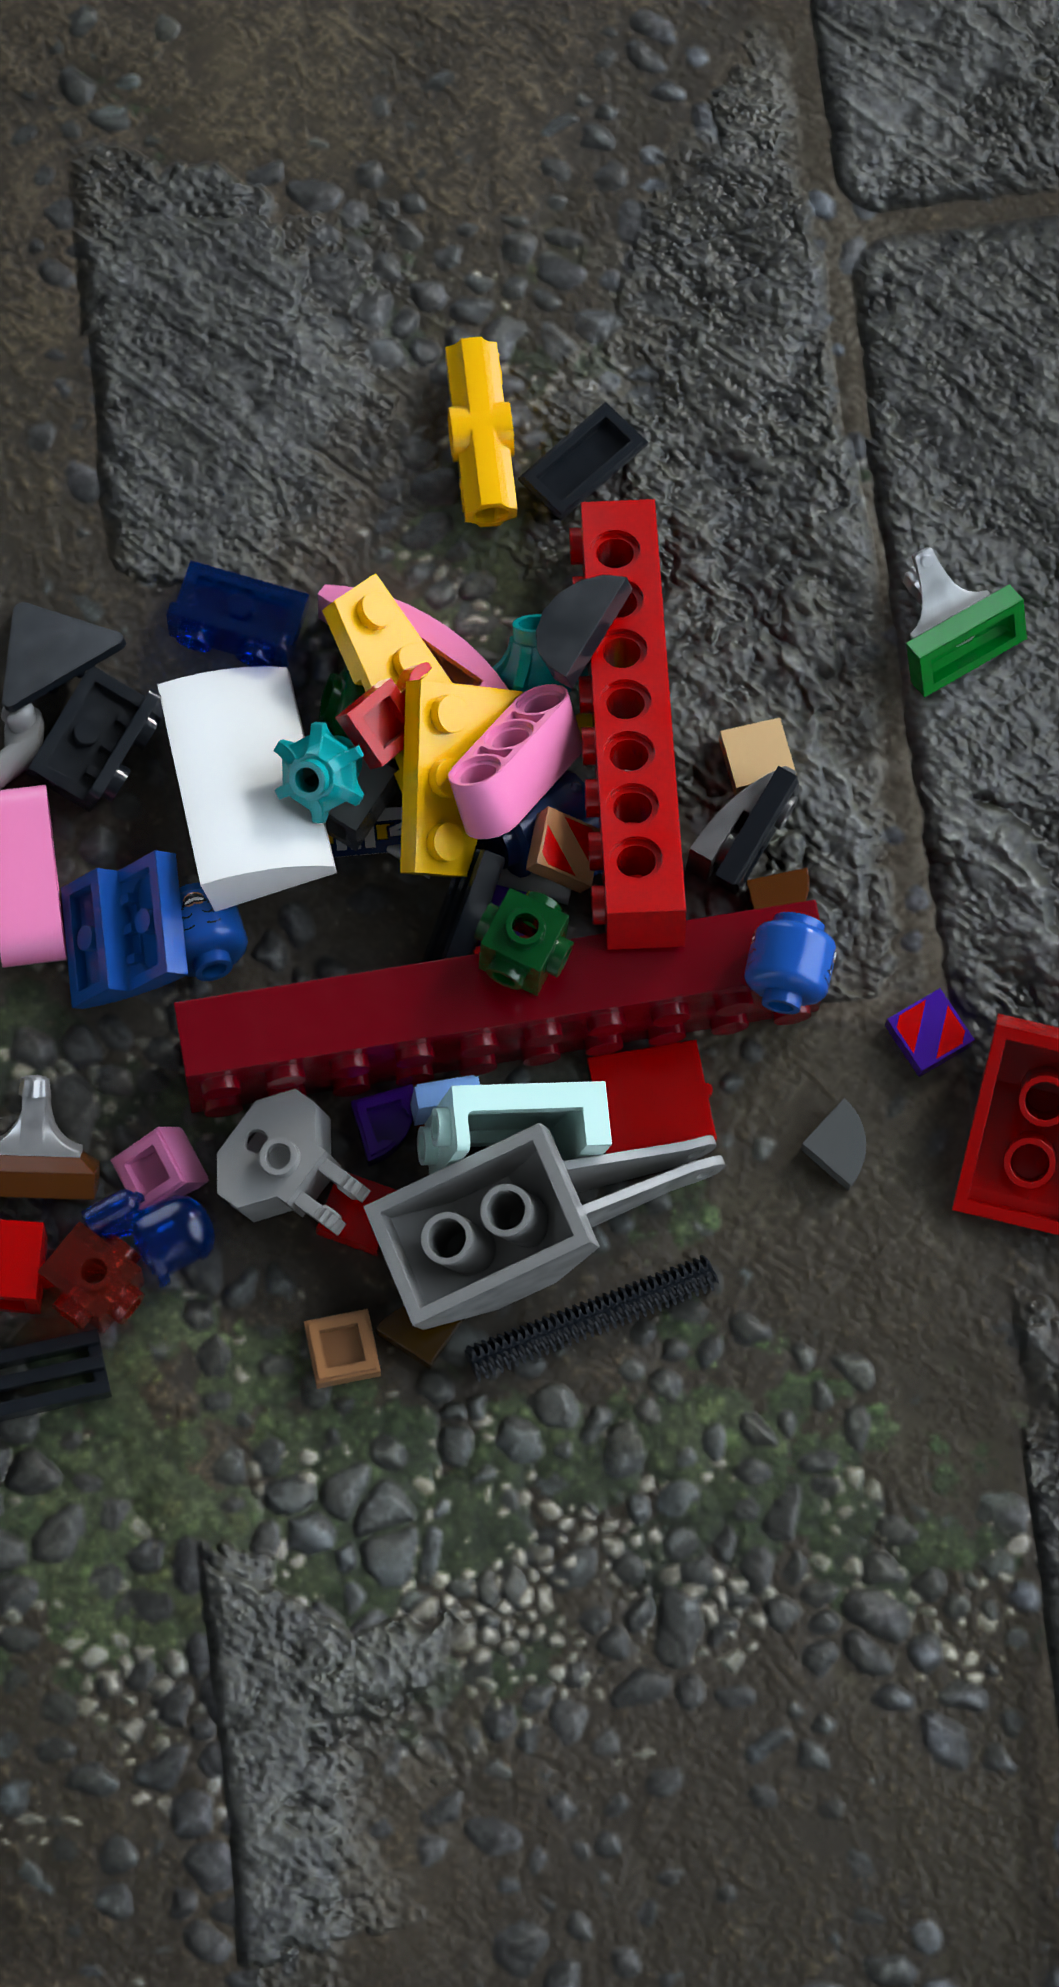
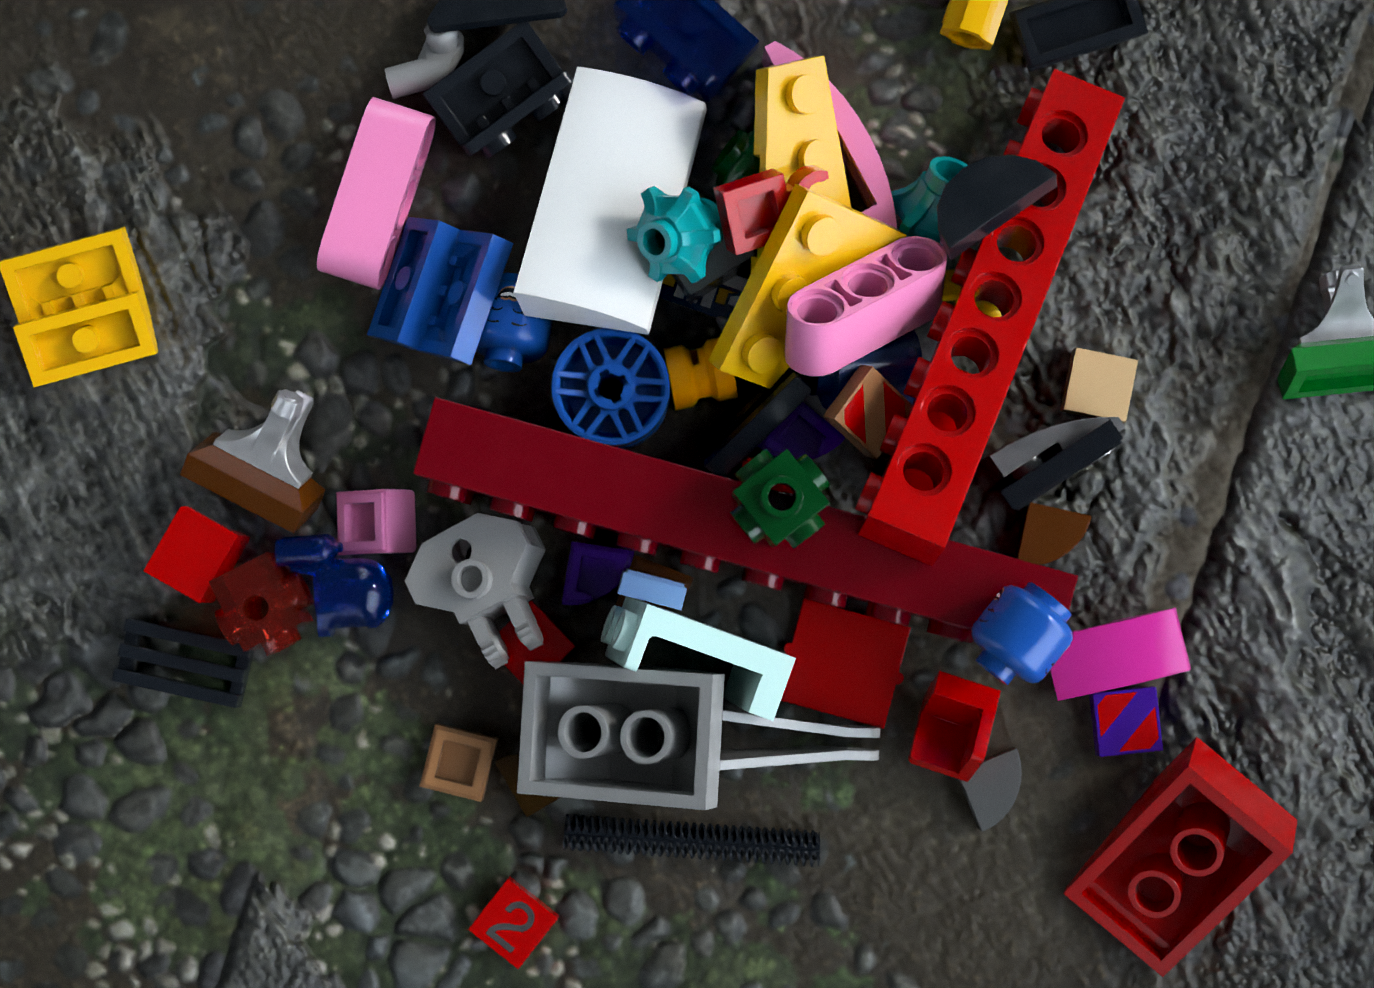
camera: 30 degrees right, 15 degrees up
(321, 917) = (625, 360): none -> blue wheel
(395, 902) = (695, 377): none -> light orange wheel
(464, 1469) = (513, 922): none -> red tile
(777, 1099) = (954, 726): none -> red panel
(891, 975) = (1121, 654): none -> dark pink slope

